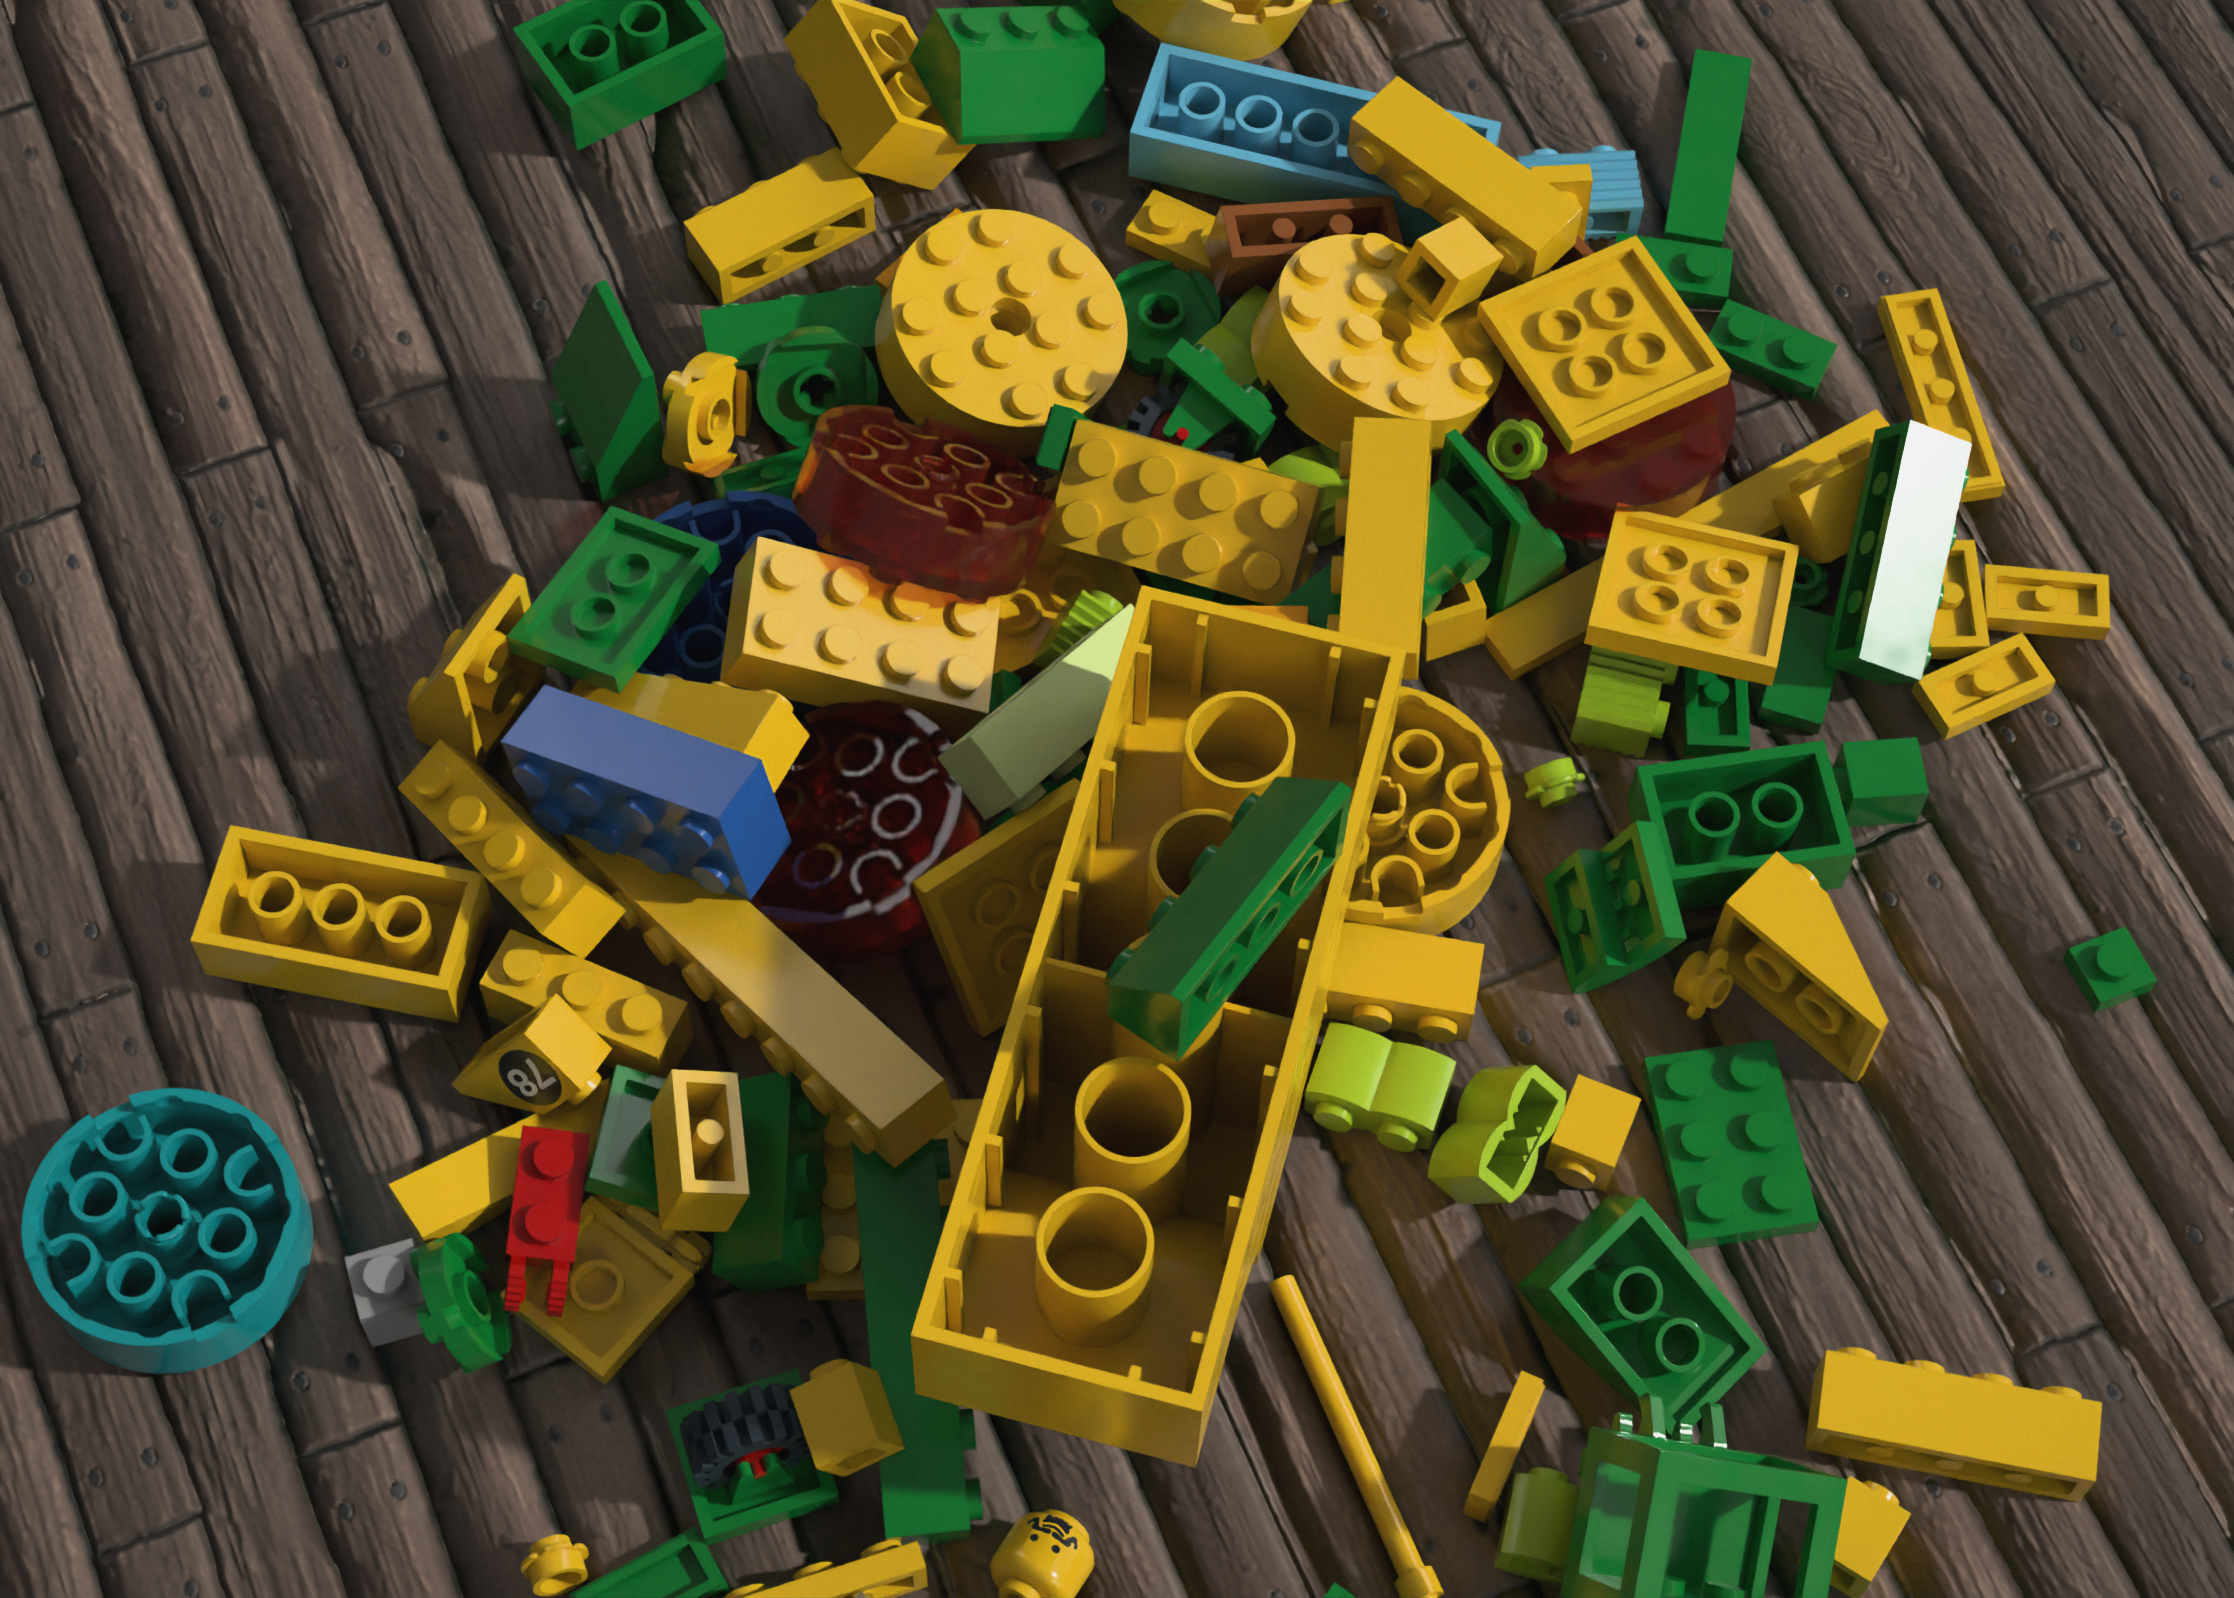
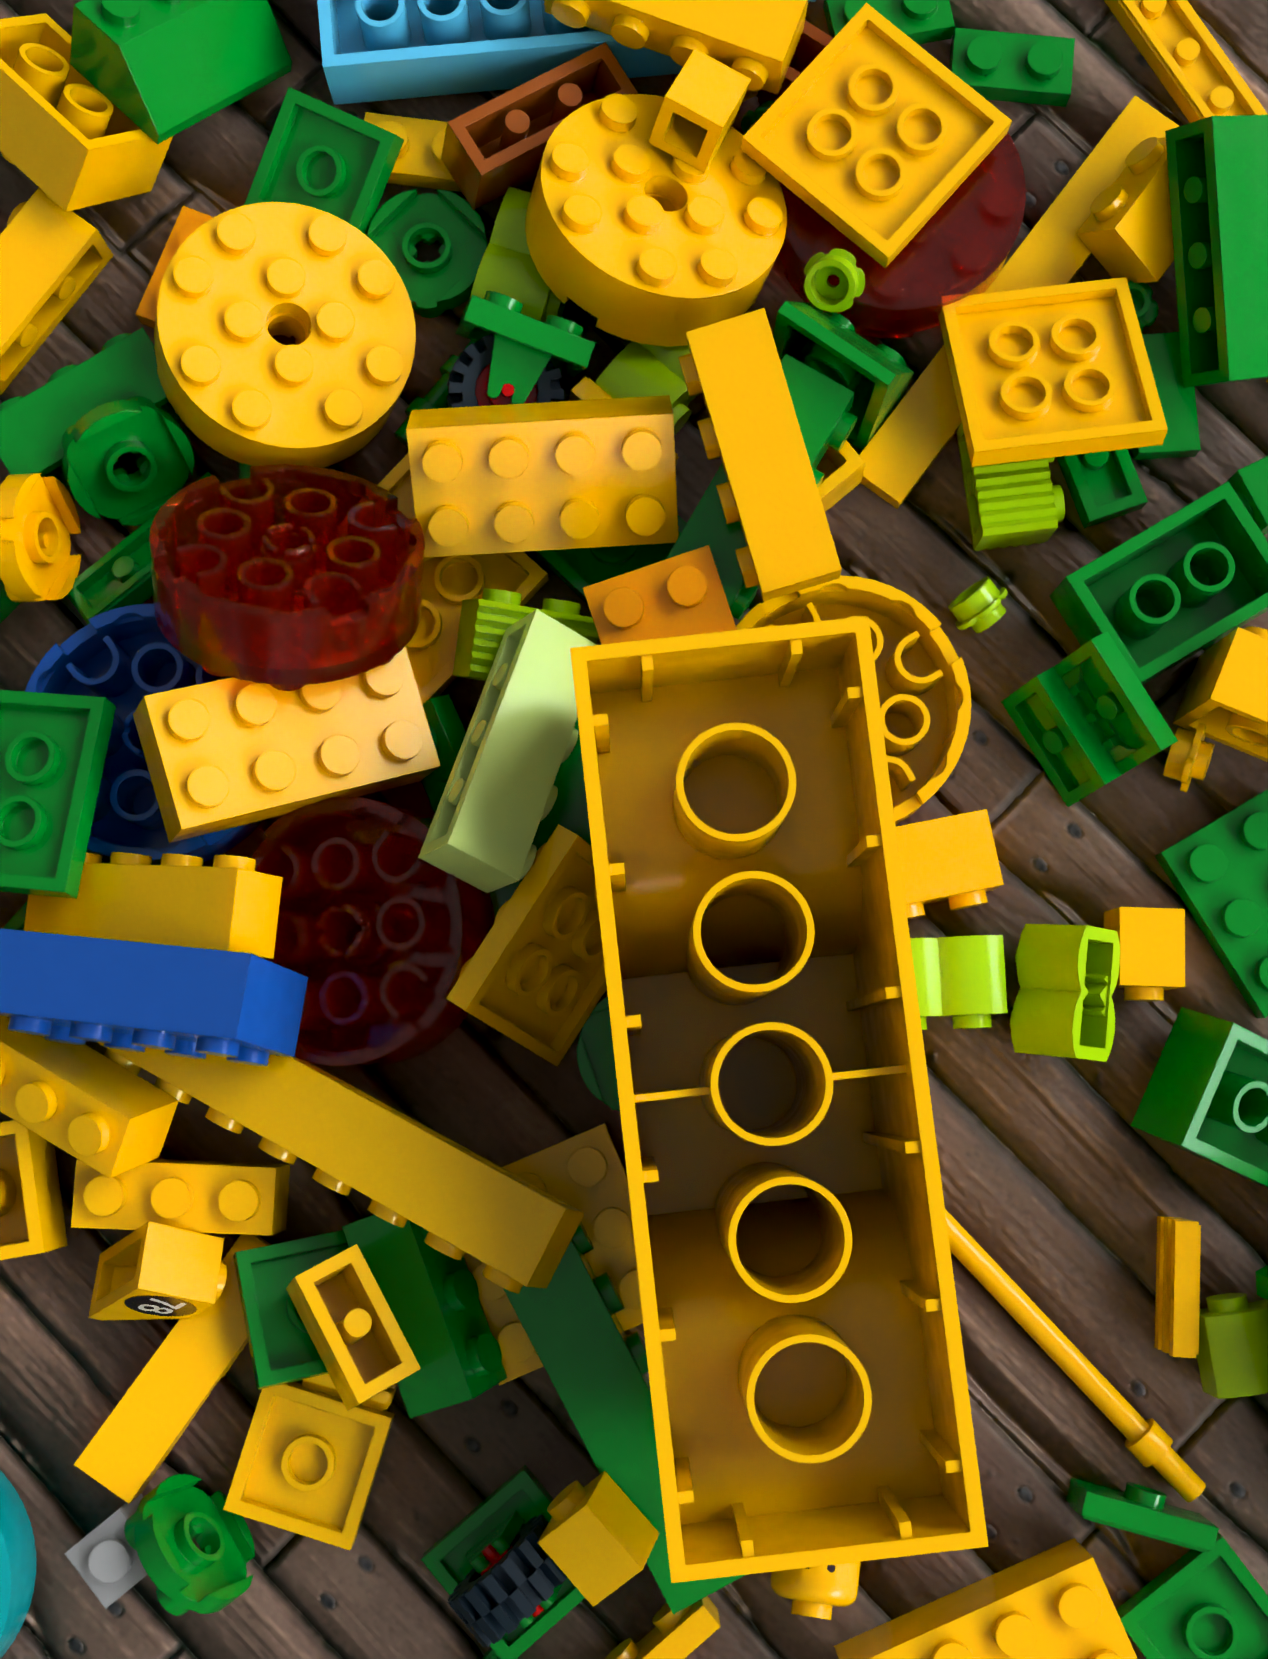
camera: 20 degrees left, 20 degrees up
(545, 1212) = (231, 1425): red hinge -> none
(1057, 438) = (393, 446): green tile -> none
(1105, 208) = (325, 161): none -> green plate
(1228, 912) = (817, 1011): green slope -> none

